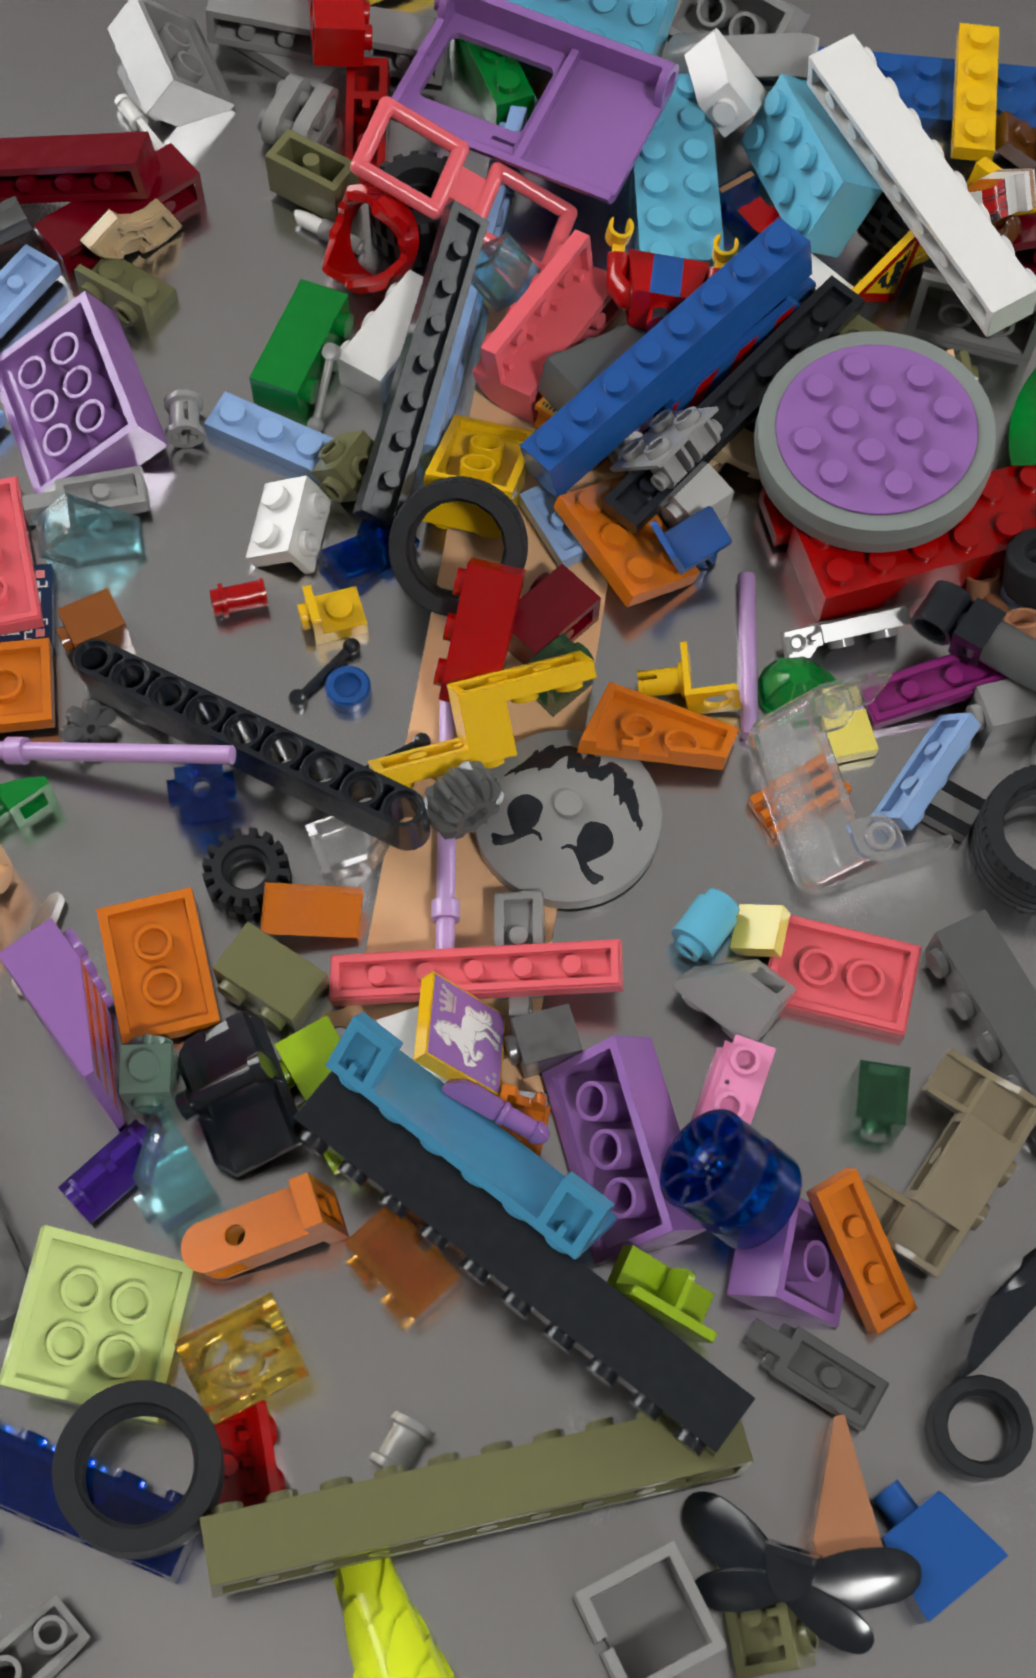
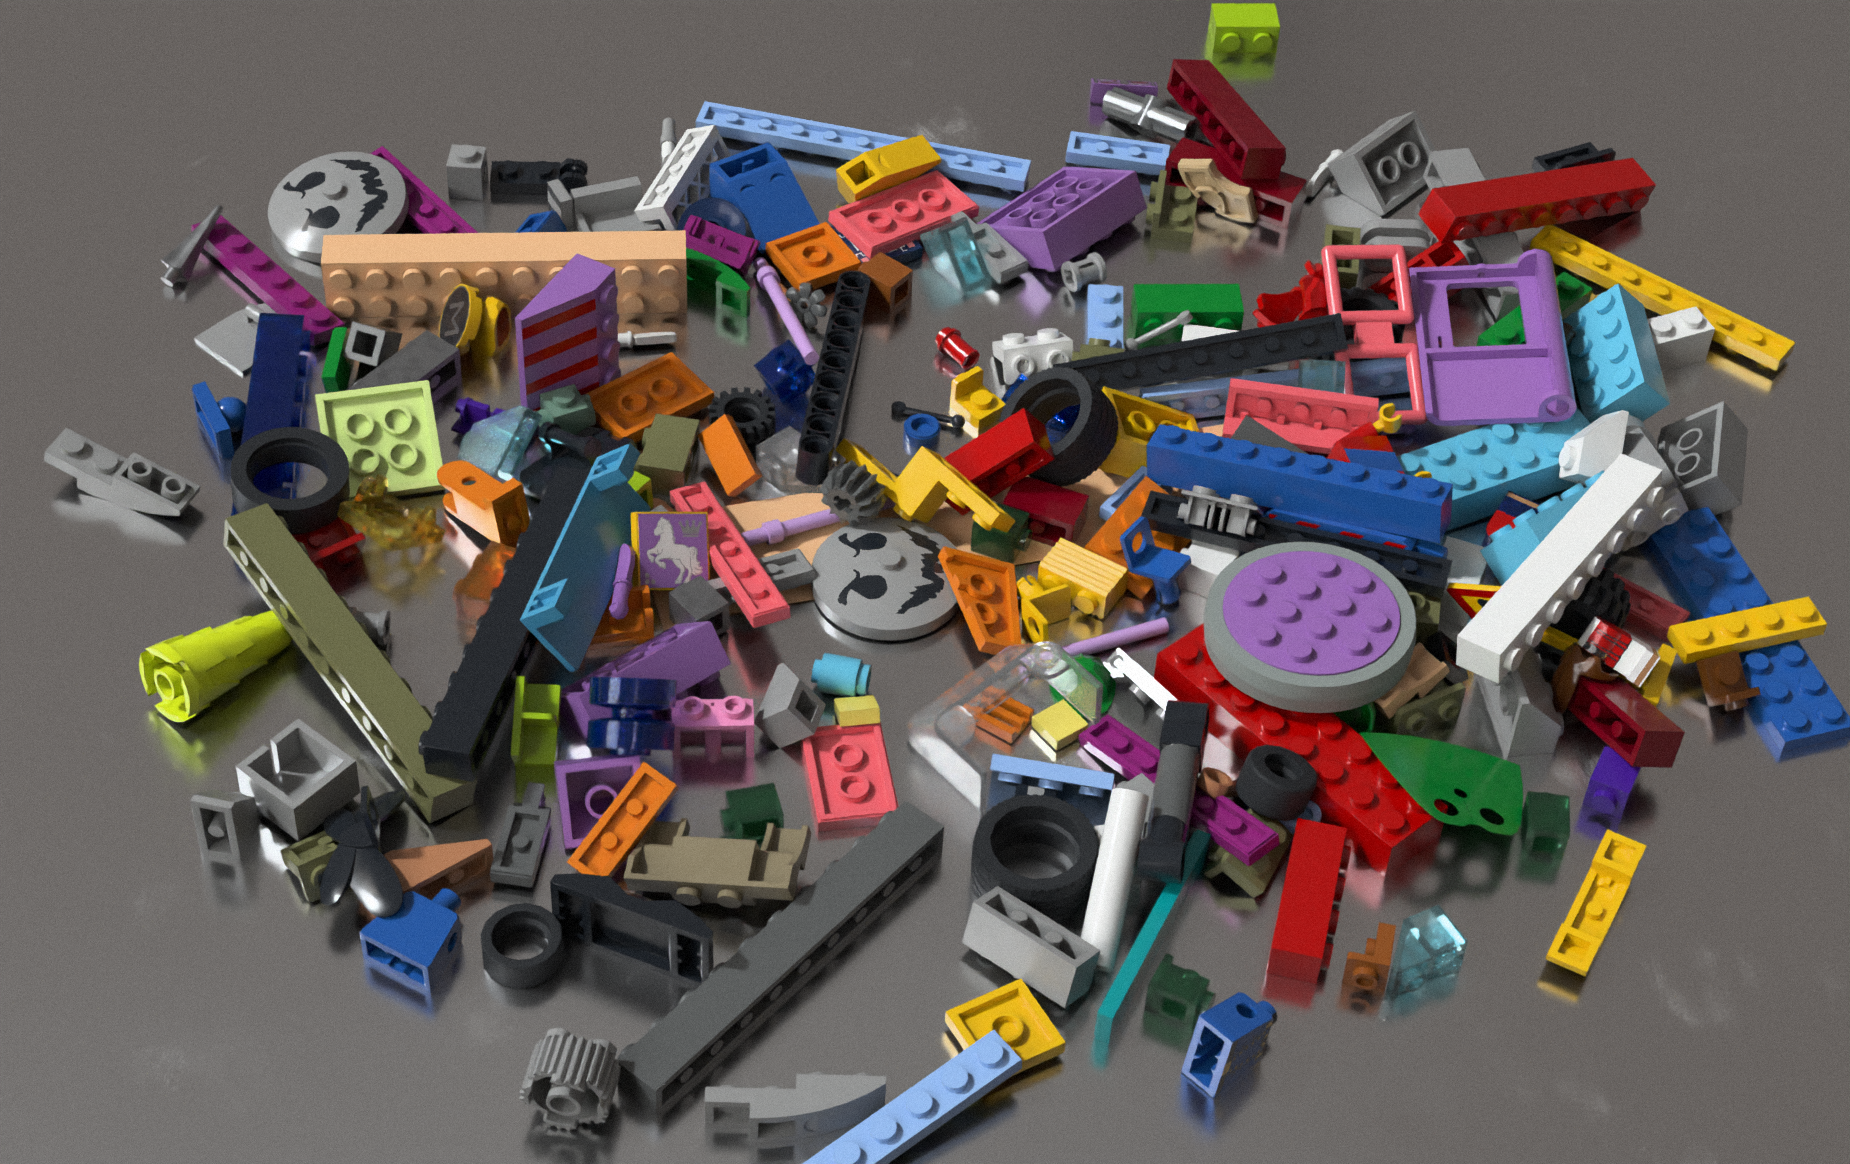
camera: 65 degrees right, 20 degrees down
(657, 622) = (1093, 580): none -> yellow brick

